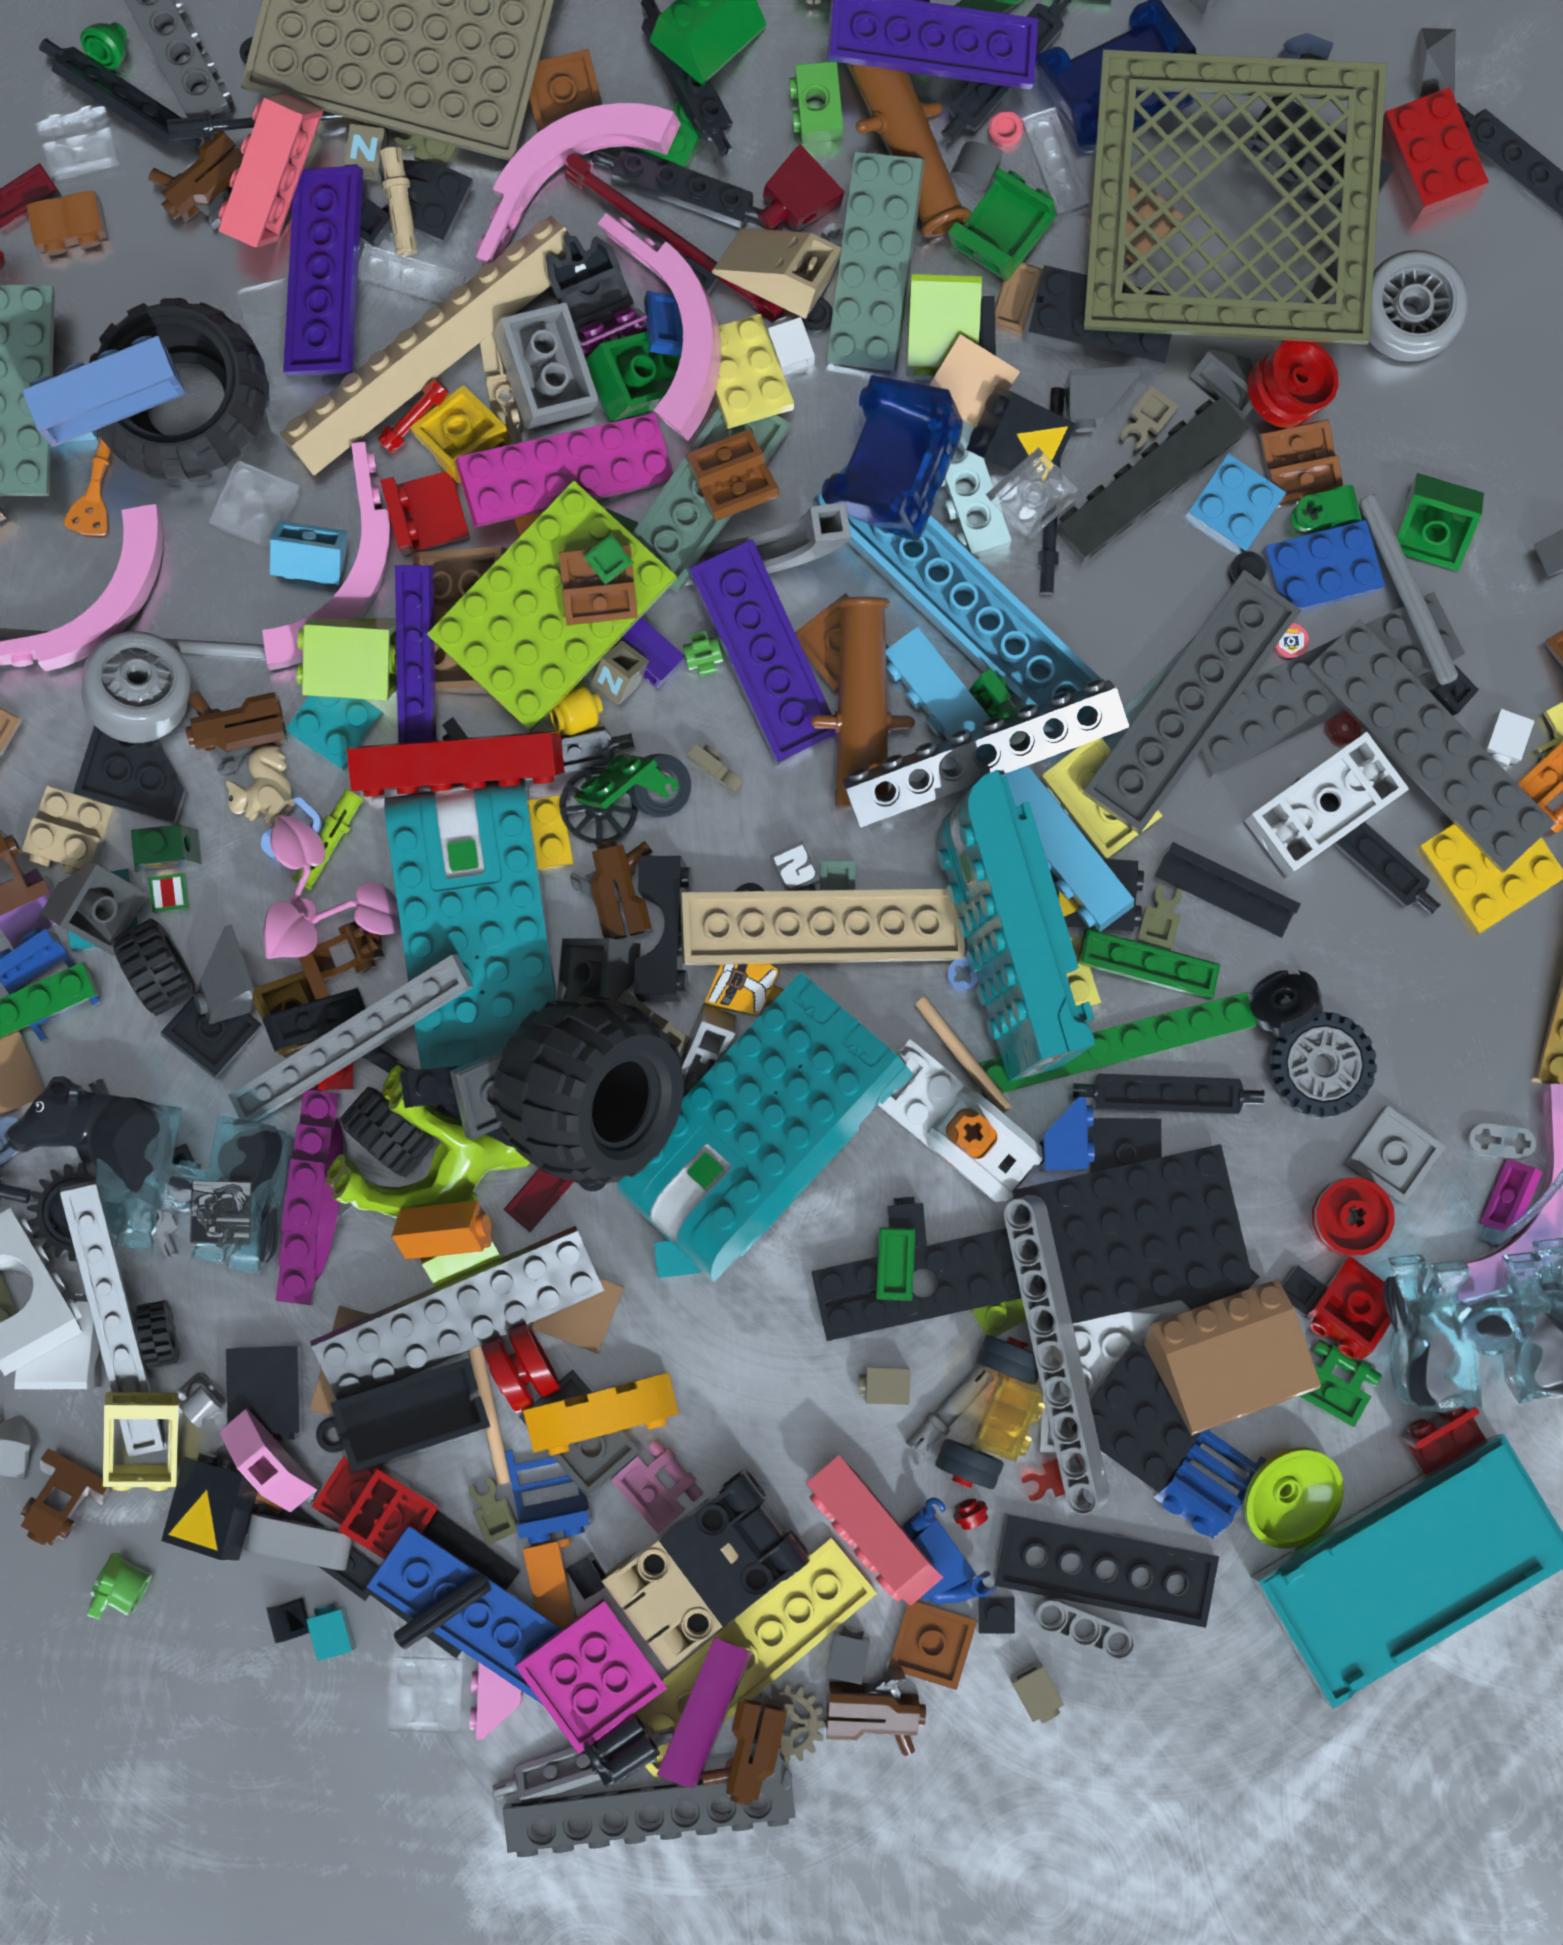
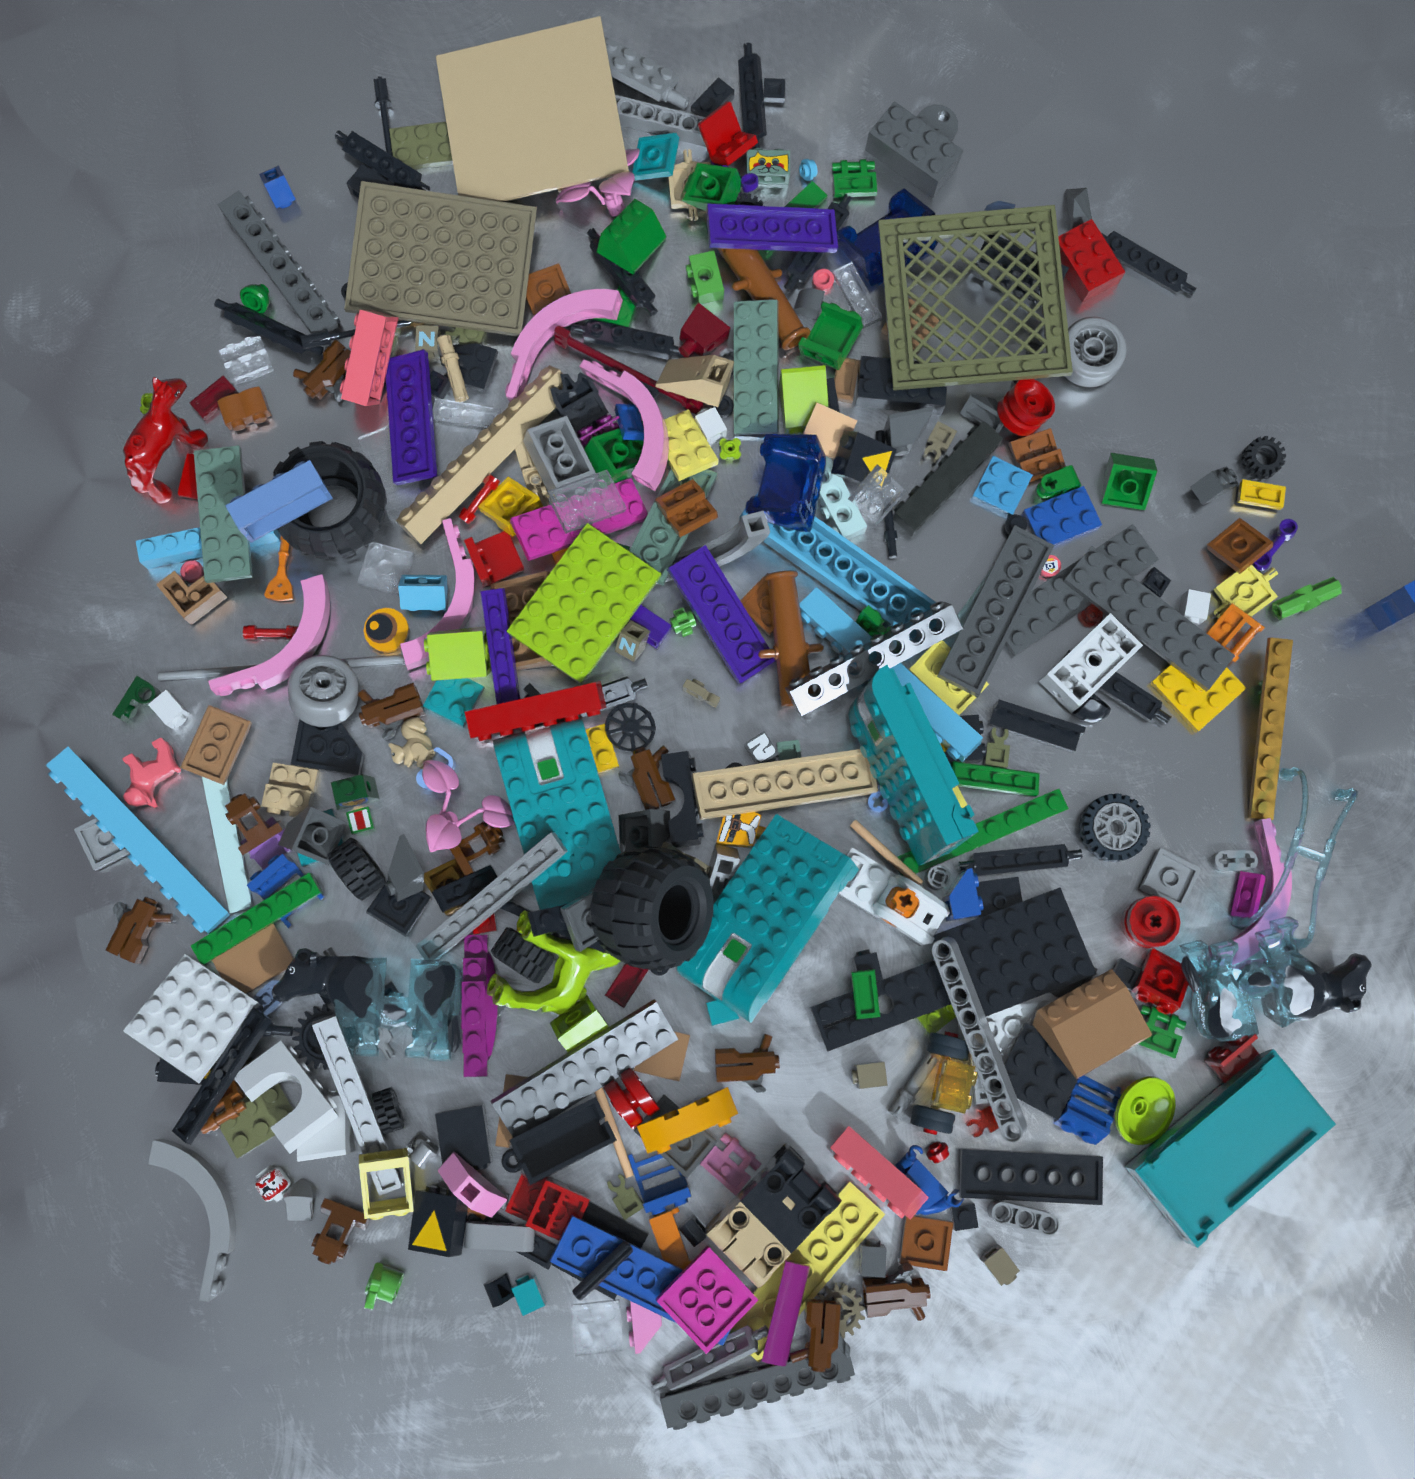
camera: 15 degrees left, 5 degrees down
(38, 579) = (252, 632): none -> red bar
(220, 1212) = (420, 1023): piece -> none
(244, 603) = (386, 630): none -> tile
(350, 803) = (469, 746): lime pin -> none
(442, 1230) = (568, 1014): orange brick -> none
(577, 445) = (586, 501): none -> clear plate
(577, 711) = (608, 669): yellow head -> none
(588, 597) = (612, 584): dark orange slope -> none
(608, 558) = (617, 567): green tile -> none
(621, 1751) = (735, 1348): black piece -> none
(655, 783) = (665, 708): plate -> none
(709, 1344) = (751, 1065): none -> reddish brown piece
(809, 393) = (734, 453): none -> lime plate
(1035, 1107) = (933, 879): none -> light grey wheel
(1285, 1018) = (1089, 800): black plate -> none
(1318, 877) = (1092, 710): none -> black helmet
(1408, 589) = (1118, 524): light grey axle -> none

